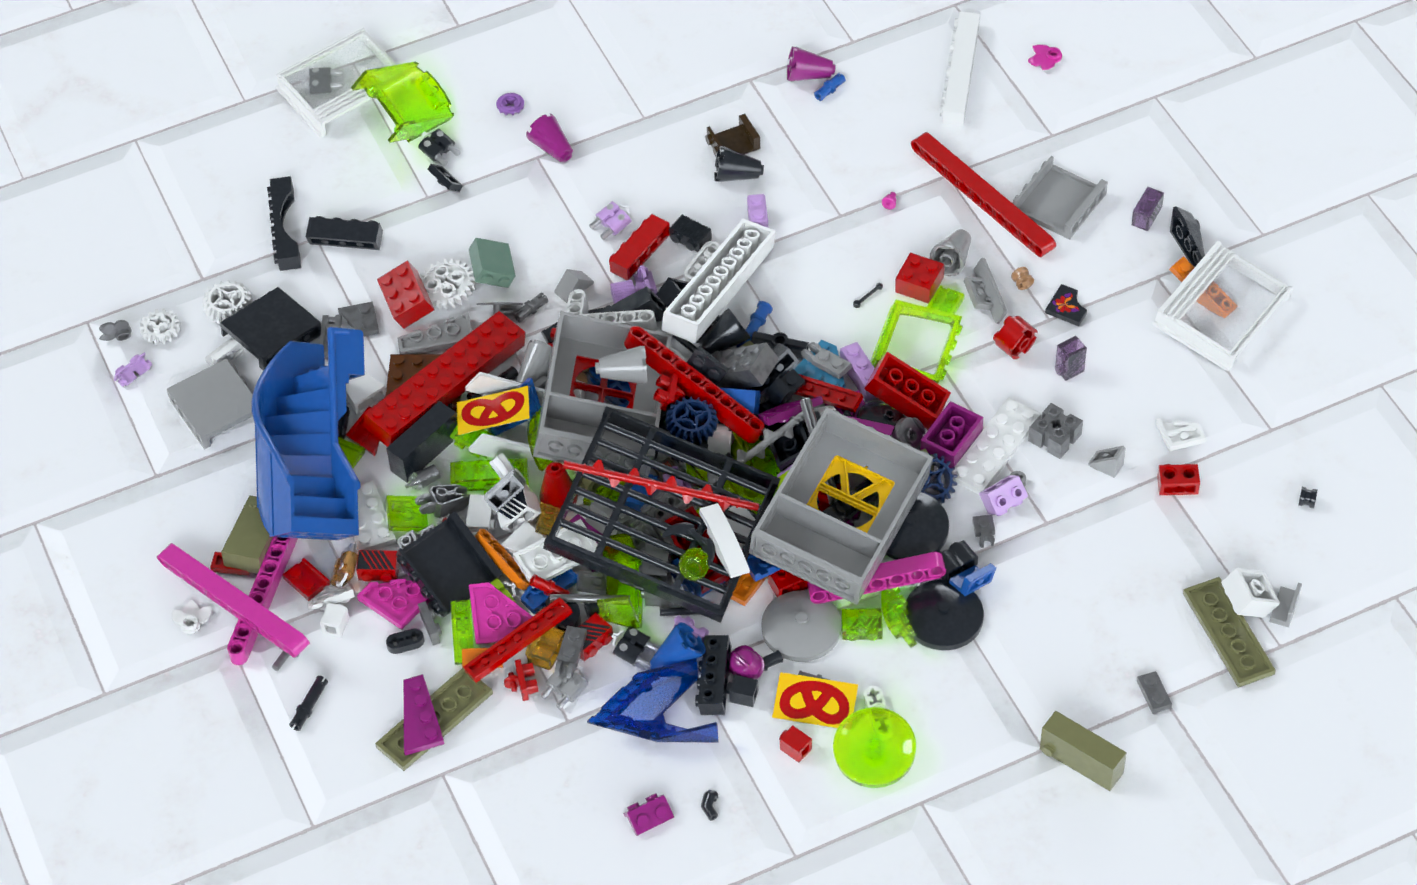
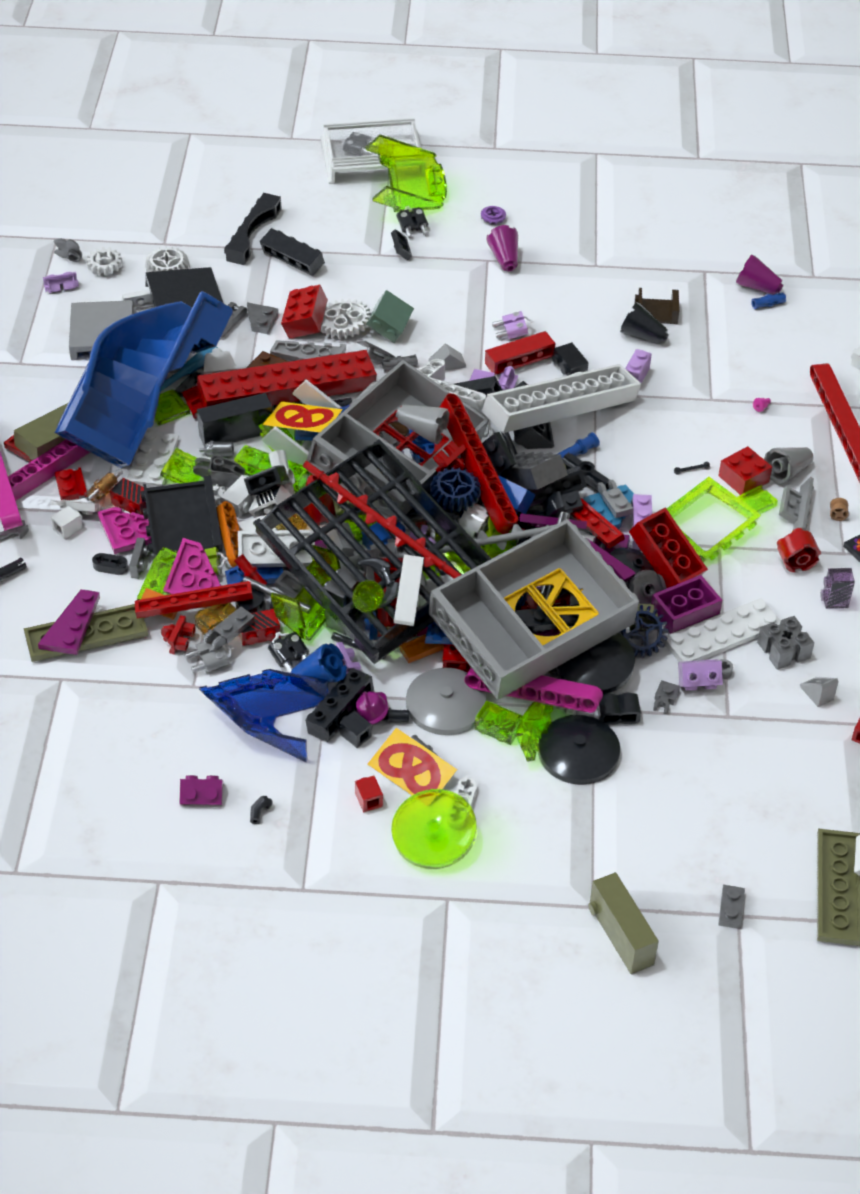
camera: 25 degrees right, 5 degrees down
(724, 334) = (543, 439): black cone -> none
(973, 579) = (625, 731): blue panel -> none

